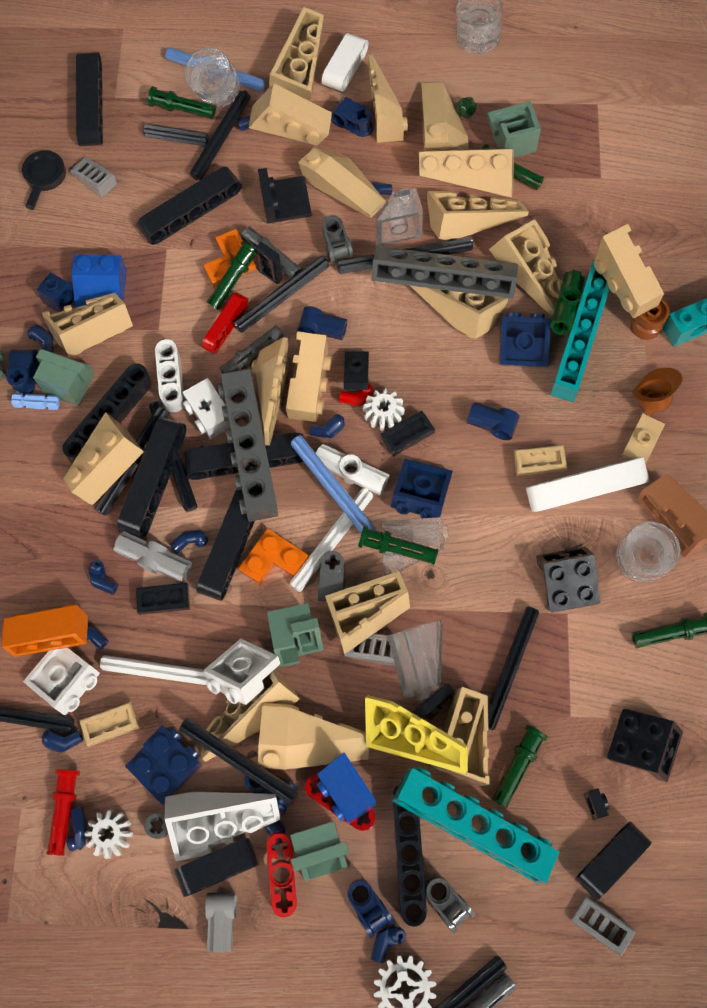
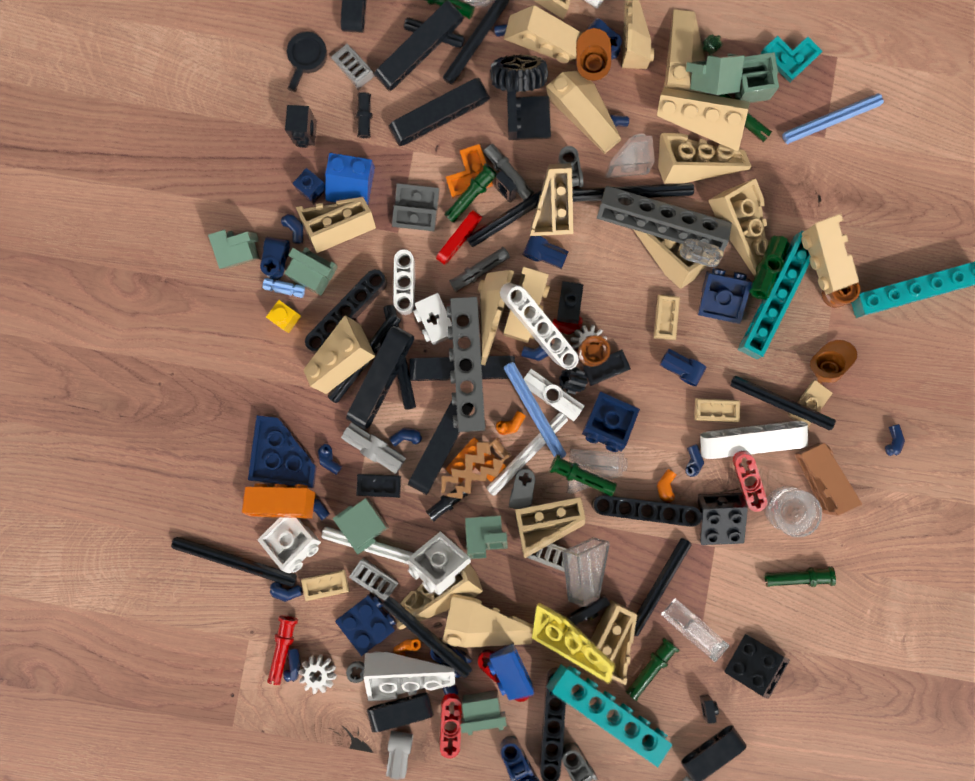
camera: 15 degrees right, 15 degrees up
(37, 428) = (283, 316): none -> yellow brick
(41, 233) = (301, 125): none -> black brick
(41, 580) = (279, 456): none -> dark blue plate
(109, 219) = (364, 115): none -> black pin
(146, 642) = (361, 524): none -> sand green plate
(148, 697) = (369, 586): none -> light grey slope
(160, 145) = (419, 45): none -> black beam
(174, 300) = (415, 207): none -> dark grey slope
(217, 781) = (408, 644): none -> orange arm
(245, 606) = (442, 506): none -> black pin
(265, 568) = (482, 447): none -> medium nougat piece
(268, 153) = (519, 73): none -> black gear
(309, 512) = (510, 426): none -> orange arm
(312, 388) = (532, 320): none -> white beam
(324, 270) = (555, 203): none -> tan wedge
(344, 128) = (593, 54): none -> dark orange piece
(372, 449) = (573, 380): none -> black gear
(388, 408) = (593, 351): none -> dark orange wheel
(465, 372) = (666, 317): none -> tan plate
(475, 126) = (717, 74): none -> sand green plate
(489, 573) = (656, 514): none -> black beam
(490, 296) = (701, 252): none -> clear beam
(496, 552) = (664, 487): none -> orange arm
(527, 520) = (696, 461): none -> dark blue arm
(552, 112) = (792, 62): none -> teal plate
(562, 709) = (695, 630): none -> clear slope
(590, 509) = (757, 487): none -> beam
(604, 158) = (833, 118): none -> medium blue axle
(612, 440) = (783, 403): none -> black axle

